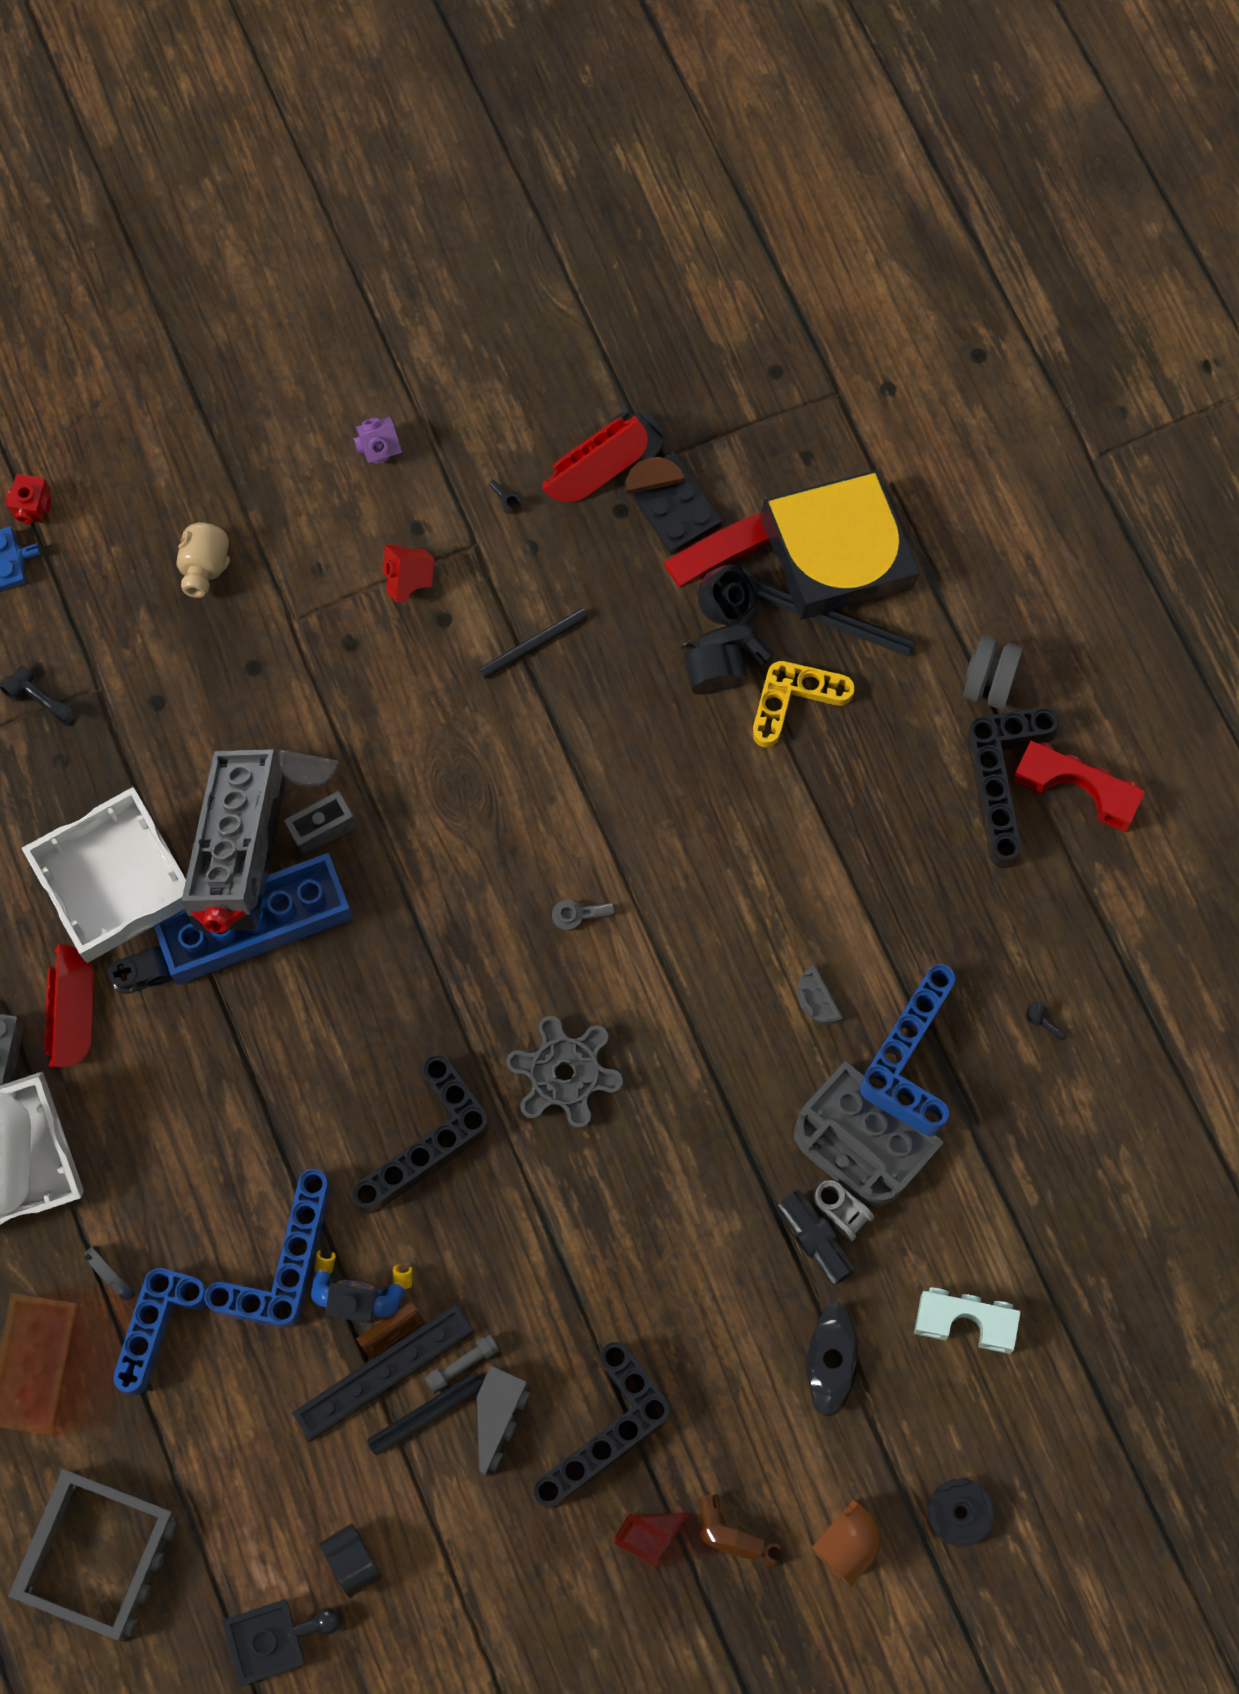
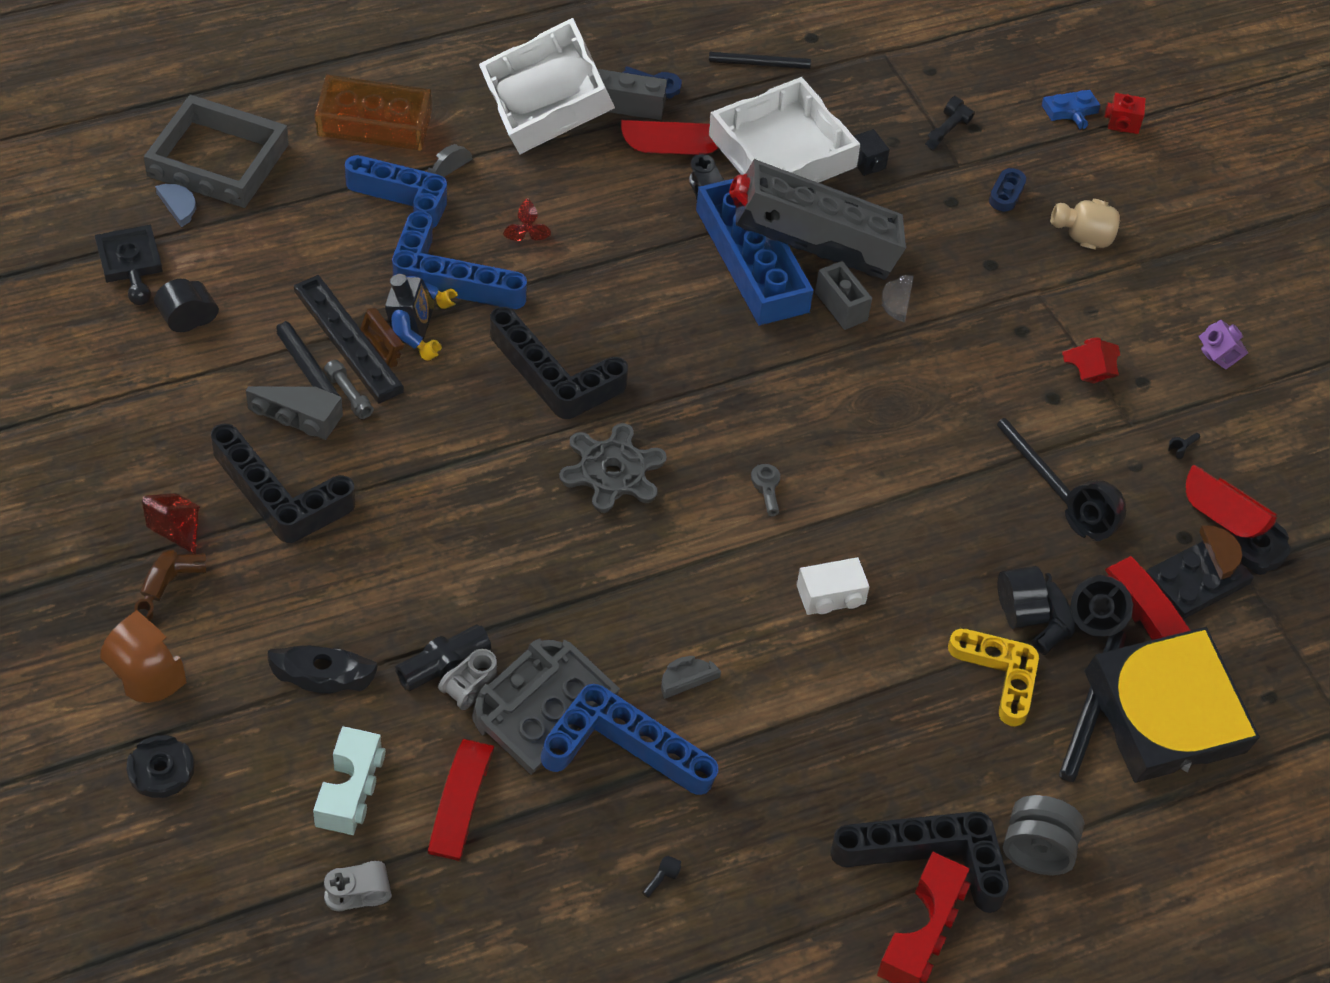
camera: 80 degrees right, 20 degrees down
(91, 787) = (872, 152): none -> black brick
(147, 640) = (1007, 189): none -> dark blue plate
(174, 1593) = (178, 201): none -> sand blue tile
(206, 1172) = (527, 215): none -> clear red plant
(604, 588) = (1095, 509): none -> black cylinder
(709, 852) = (832, 586): none -> white piece
(972, 1210) = (459, 799): none -> red slope
(1080, 1298) = (360, 886): none -> light grey piece

